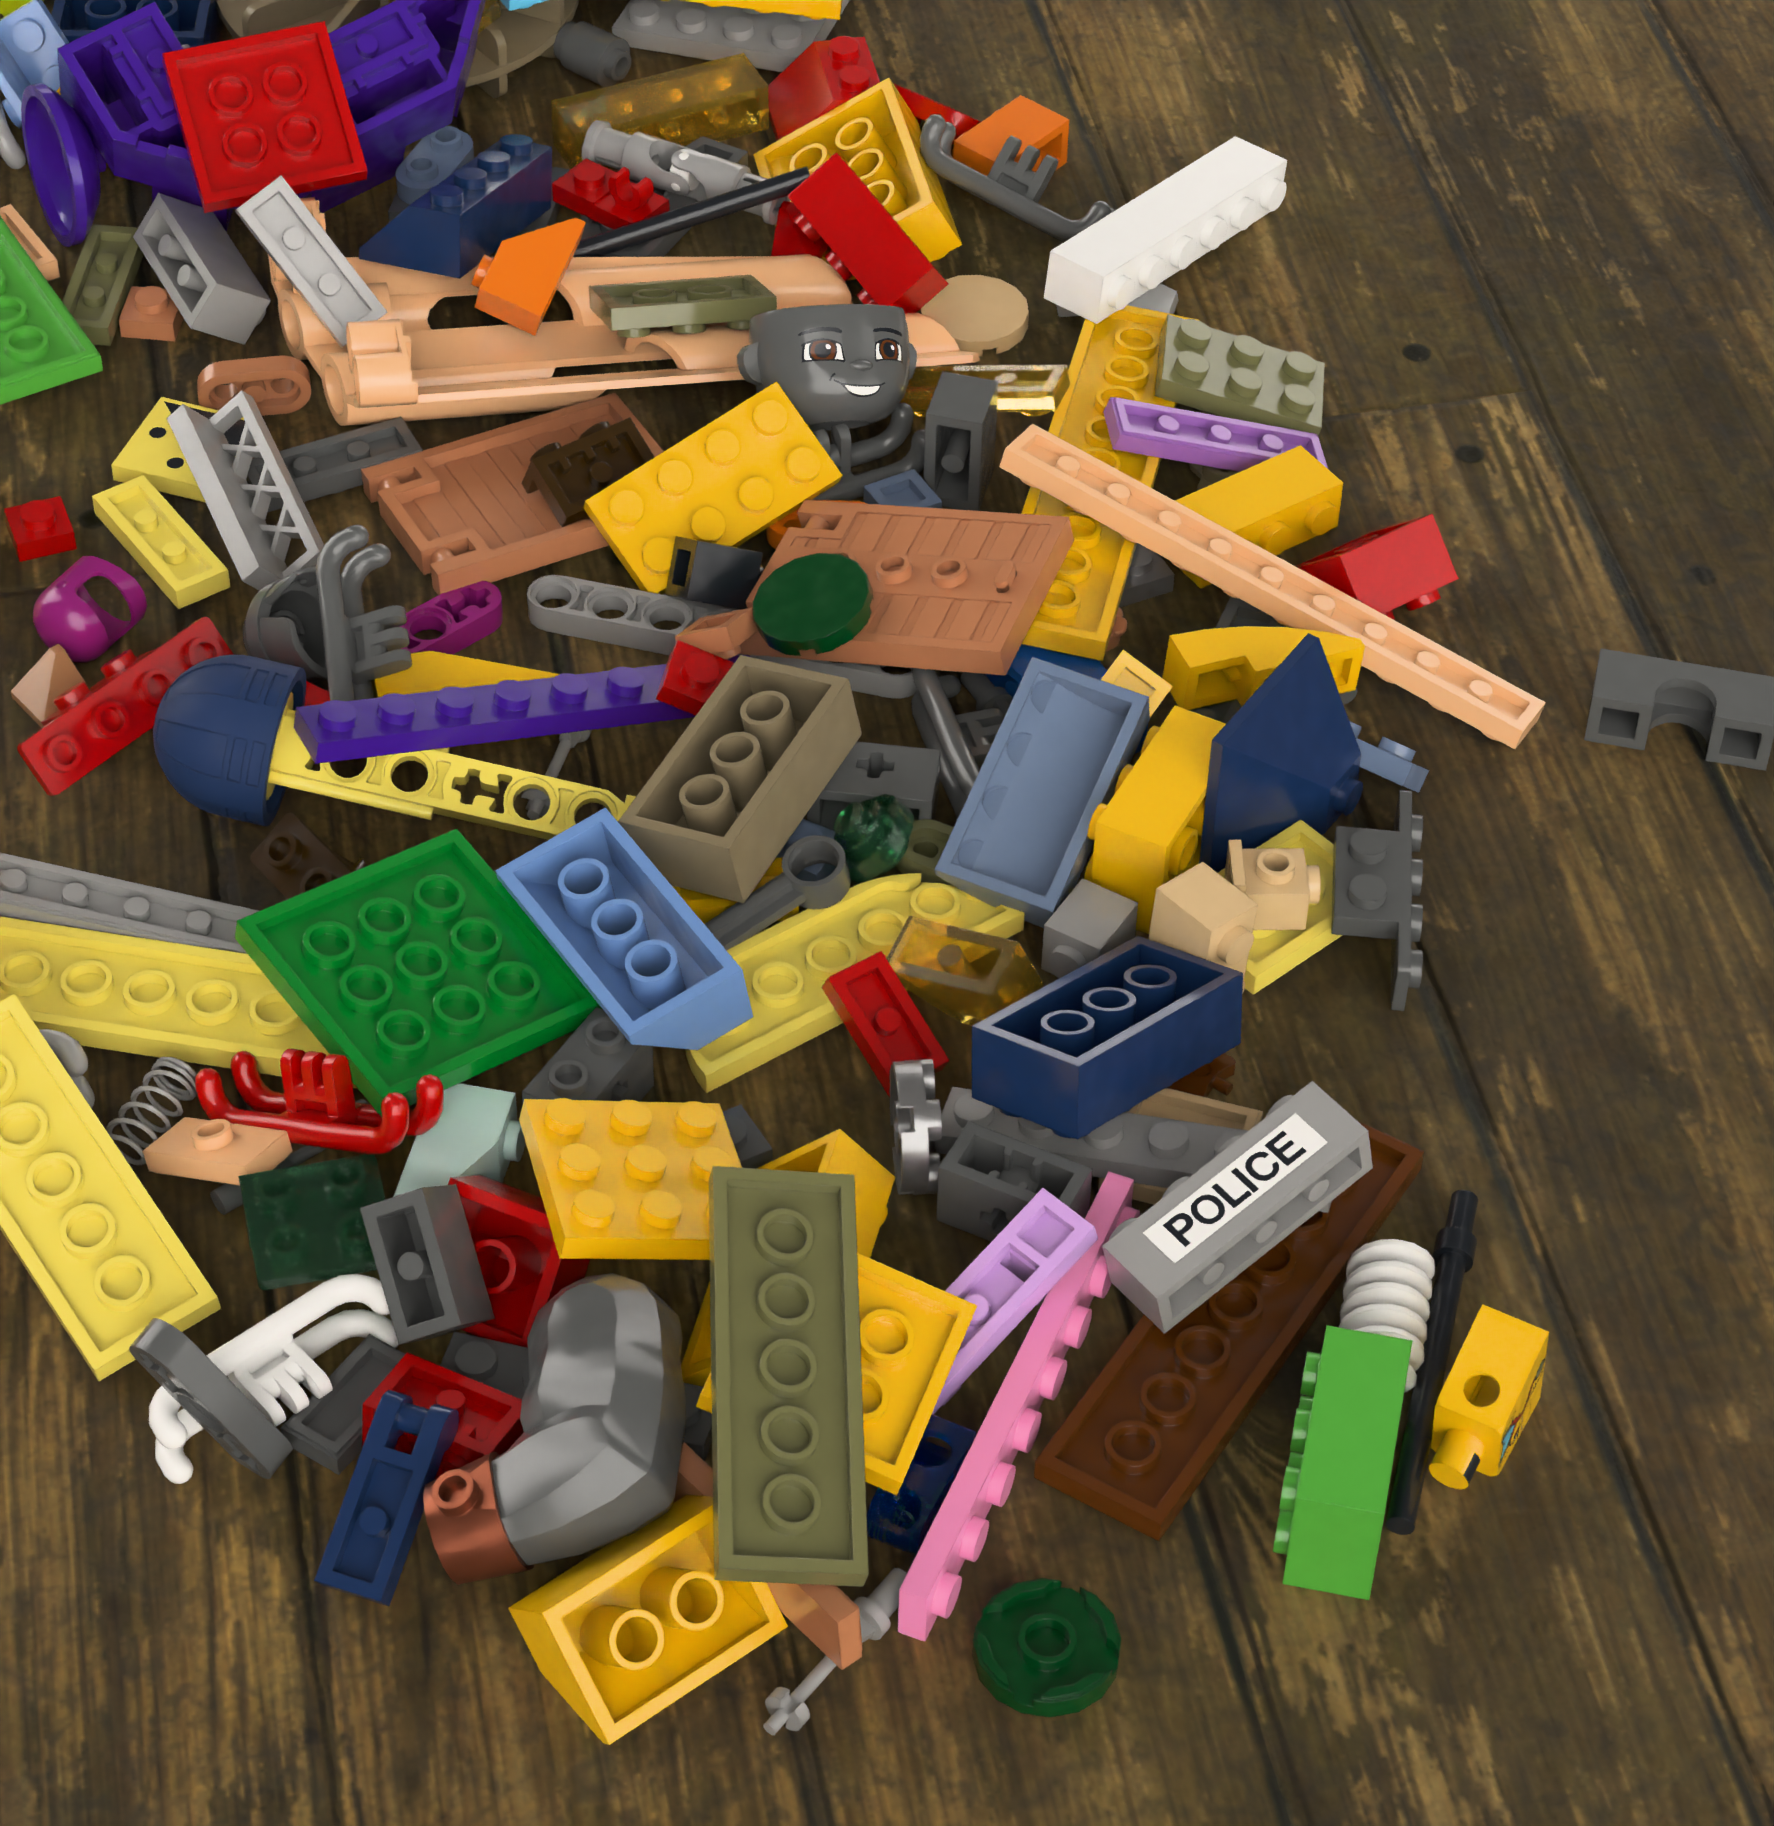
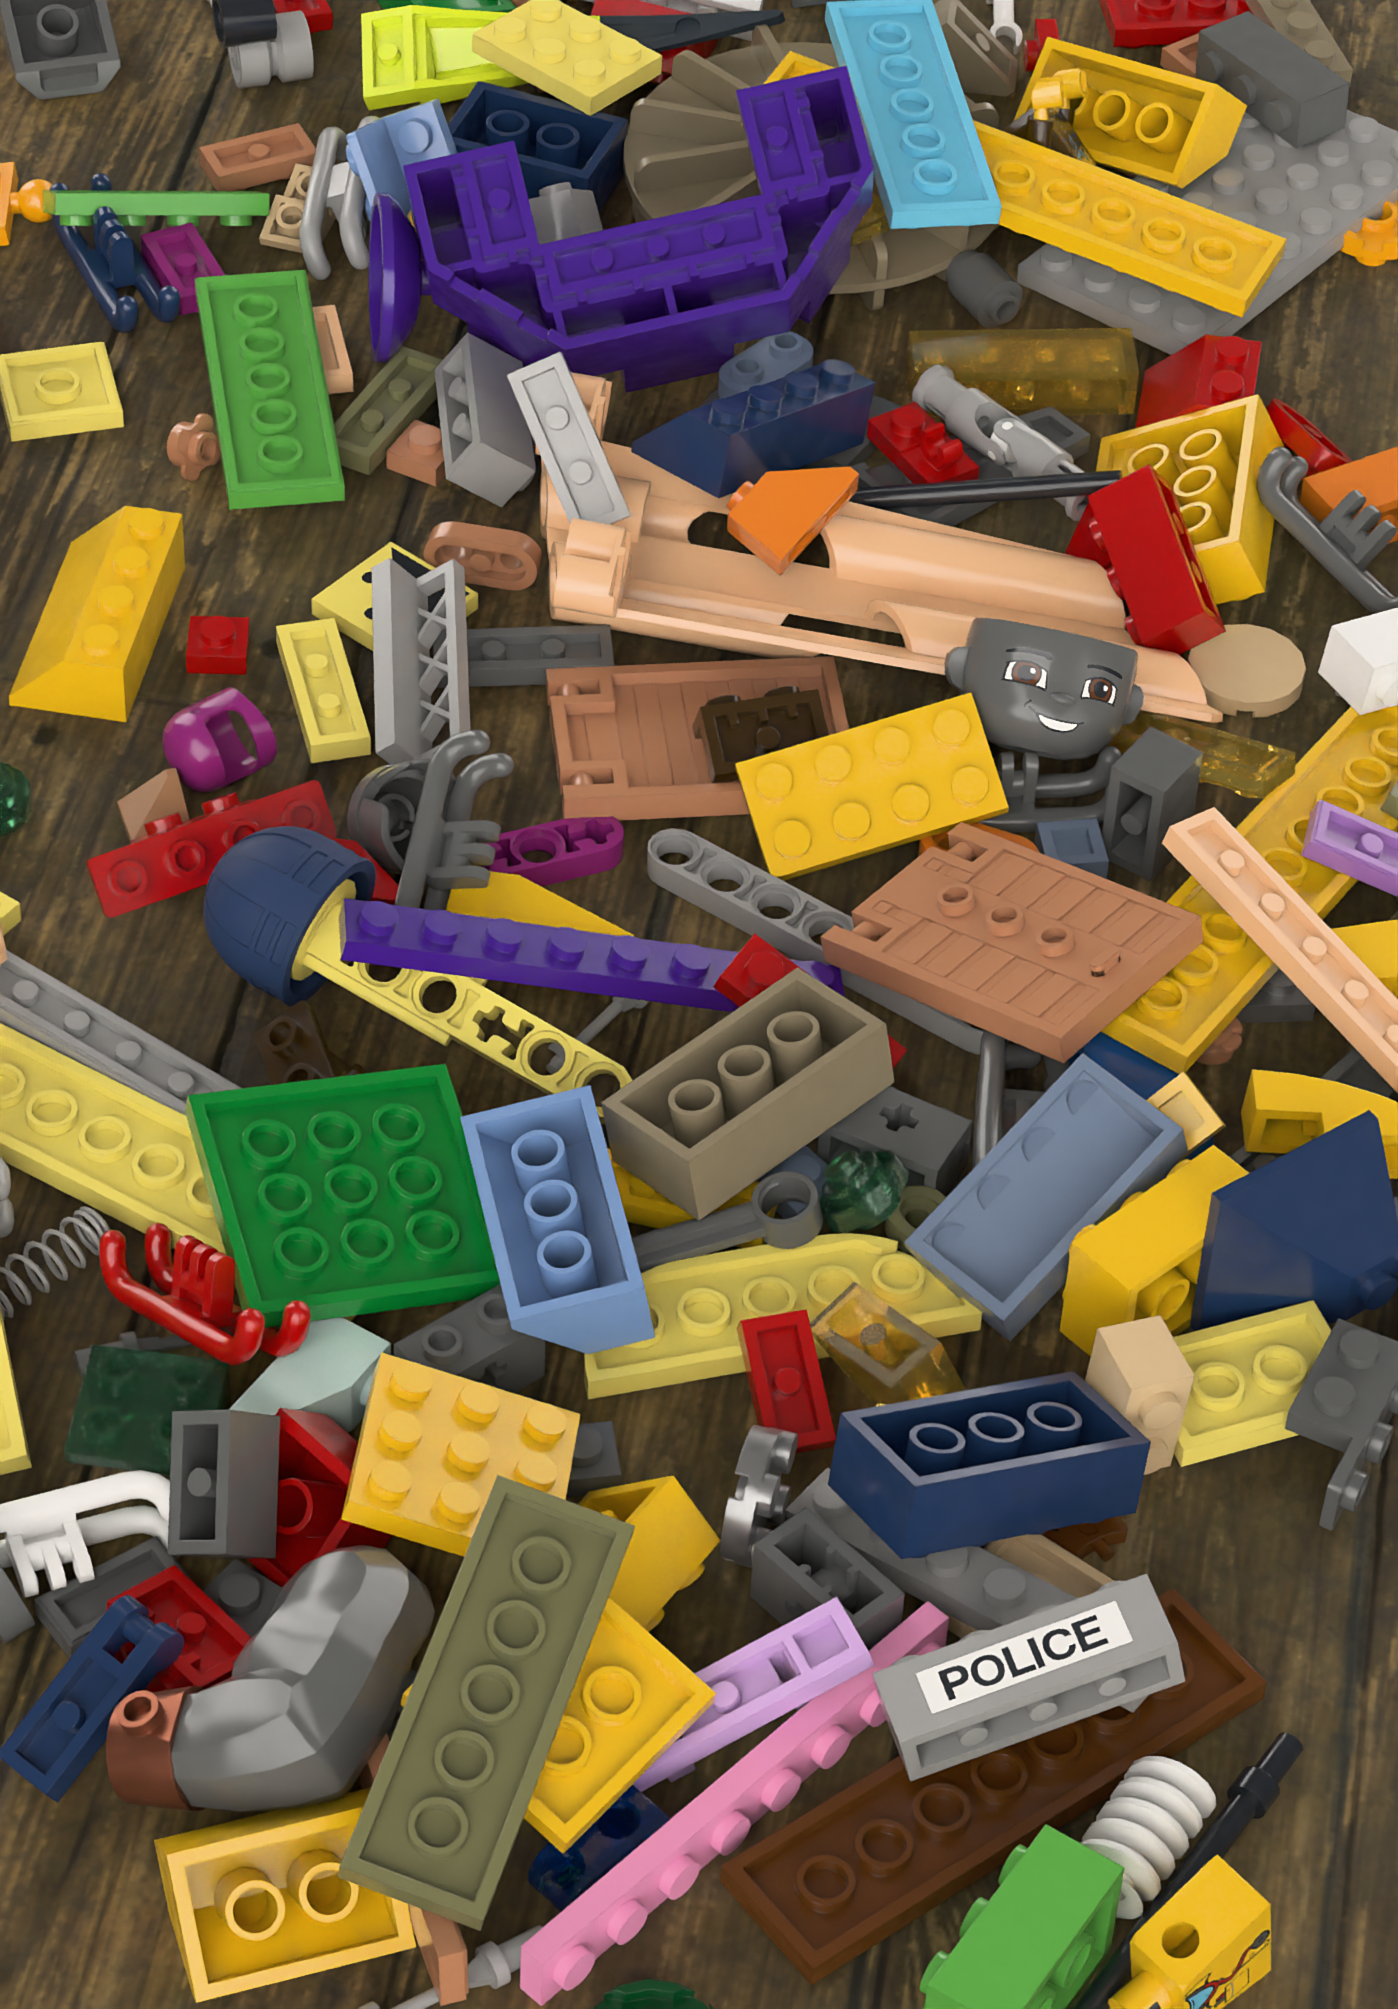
camera: 20 degrees right, 0 degrees up
(216, 1150) = (94, 1313): light nougat plate -> none
(264, 112) = (582, 283): red plate -> none
(680, 304) = (932, 582): olive plate -> none
(713, 573) = (835, 871): black brick -> none
(721, 632) = (805, 938): nougat plate -> none
(813, 604) = (906, 934): dark green tile -> none
(1086, 927) = (1037, 1344): light grey brick -> none
(1276, 882) = (1236, 1361): tan brick -> none

